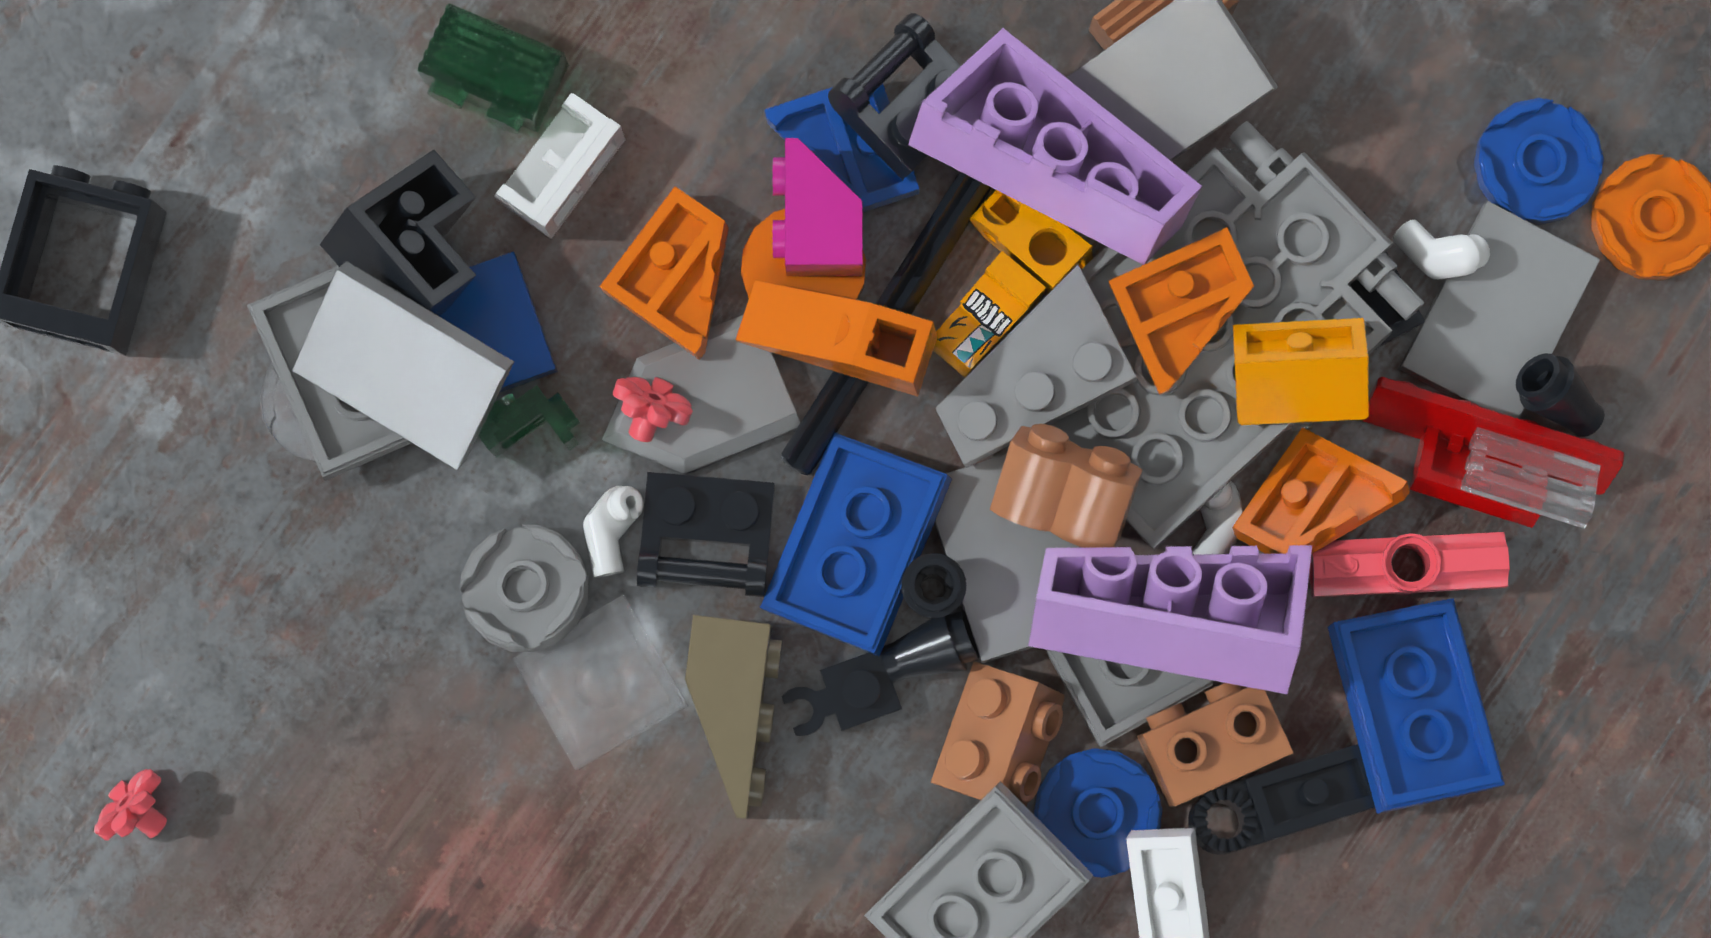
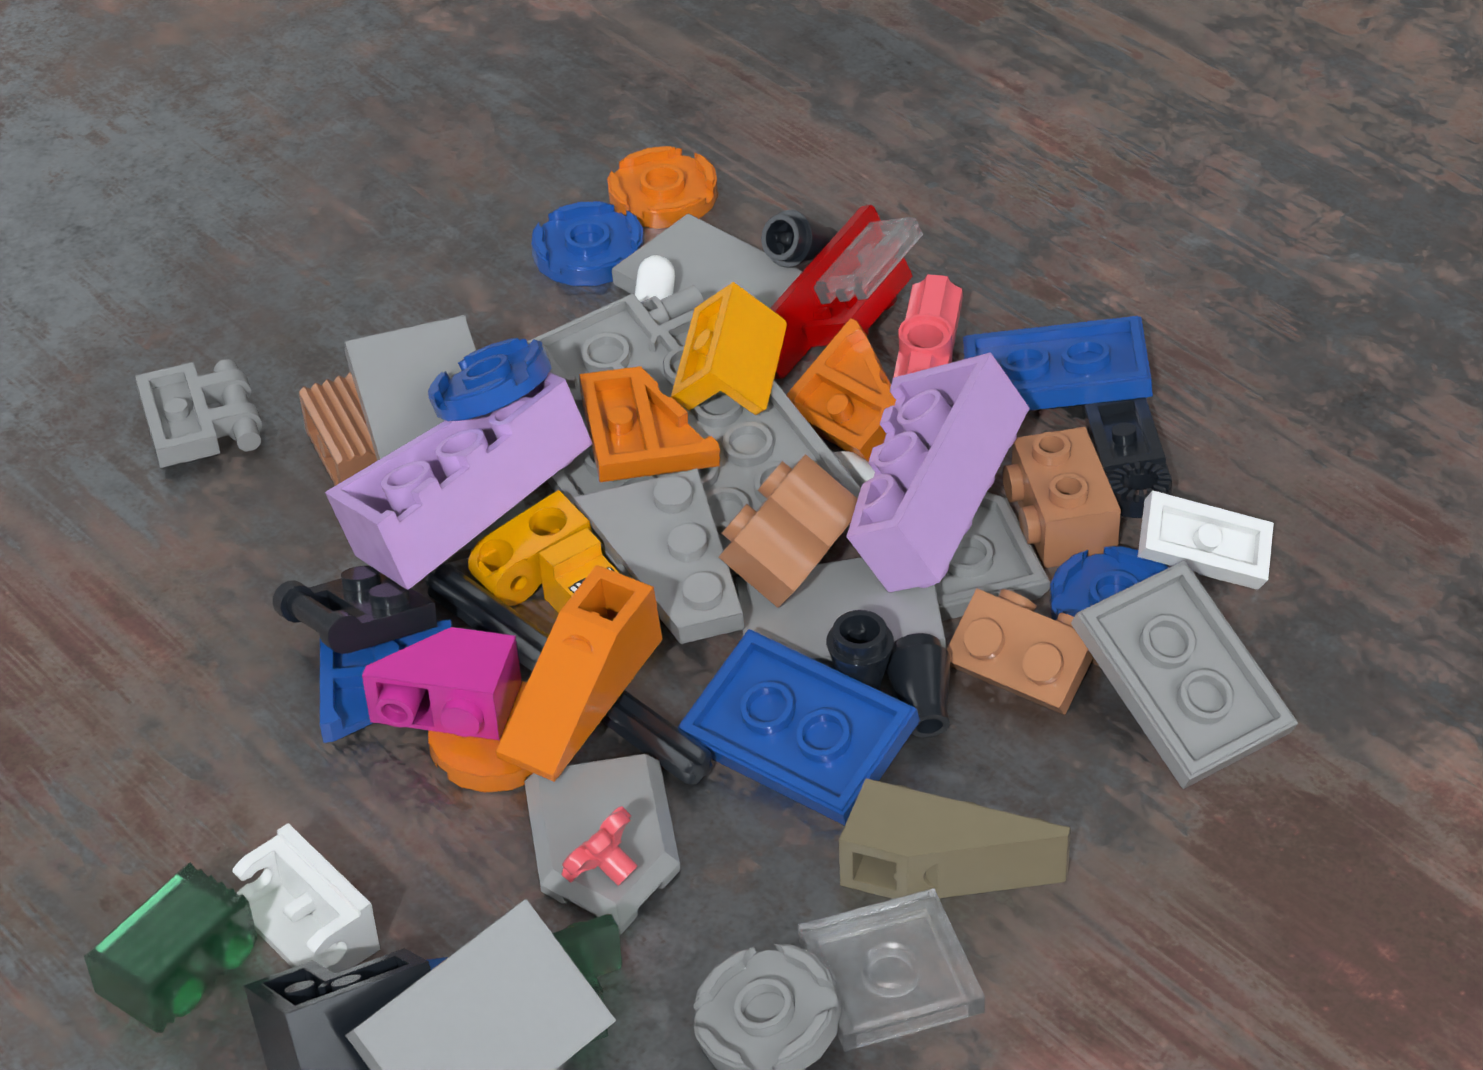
camera: 75 degrees left, 40 degrees down
(607, 524) = (712, 932): white arm -> none
(673, 271) = (461, 828): orange wing -> none
(706, 513) = (729, 847): black plate -> none
(854, 692) = (953, 759): black plate -> none
(1170, 145) = (490, 379): none -> blue tile

